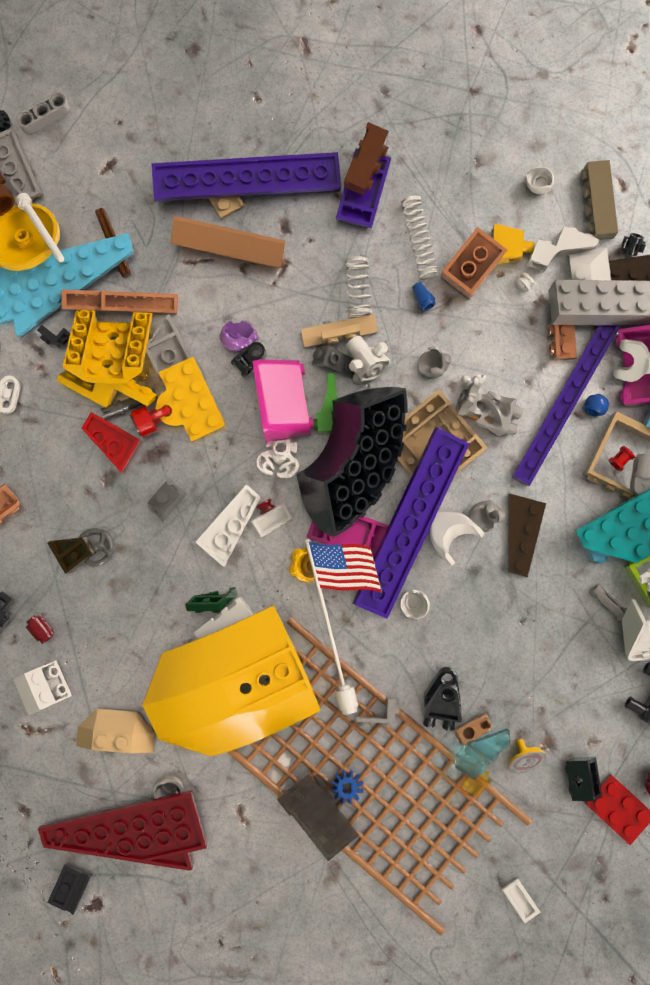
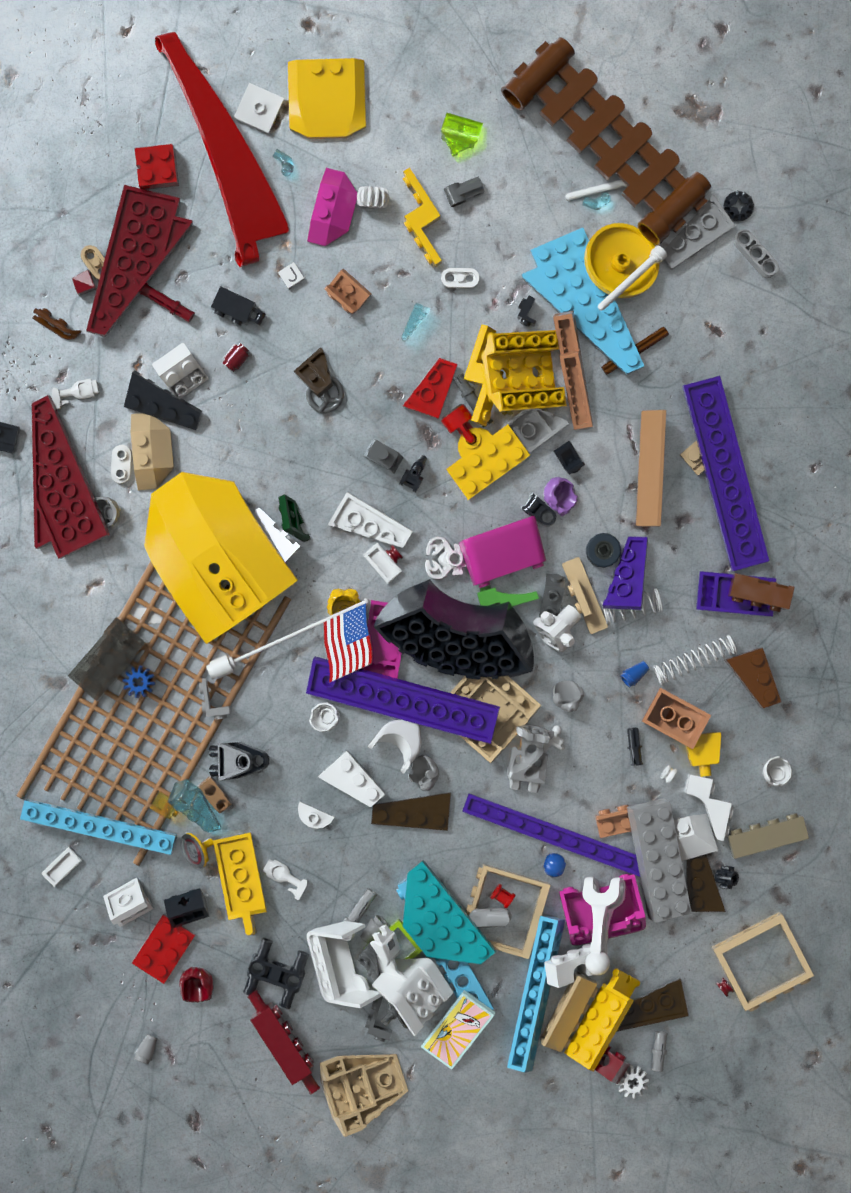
camera: 80 degrees right, 5 degrees up
(36, 442) = (417, 316): none -> clear light blue slope
(40, 793) = (81, 390): none -> white piece
(65, 721) = (160, 403): none -> black wing
(123, 764) = (121, 464): none -> white plate
(194, 475) = (412, 477): none -> black piece
(203, 321) = (569, 458): none -> black bracket
(299, 311) = (597, 551): none -> black wheel
(332, 283) = (629, 577): none -> dark purple wing
(445, 183) = (756, 676): none -> reddish brown wedge
(480, 588) = (352, 779): none -> white wedge
(487, 856) = (98, 826): none -> medium azure brick
(493, 309) = (634, 746): none -> black axle
(511, 633) = (313, 817): none -> white plate
(562, 676) = (281, 873): none -> white piece
(563, 718) = (240, 879): none -> yellow hinge
(569, 839) = (127, 903): none -> white bracket
(630, 590) = (372, 927): none -> light grey cone

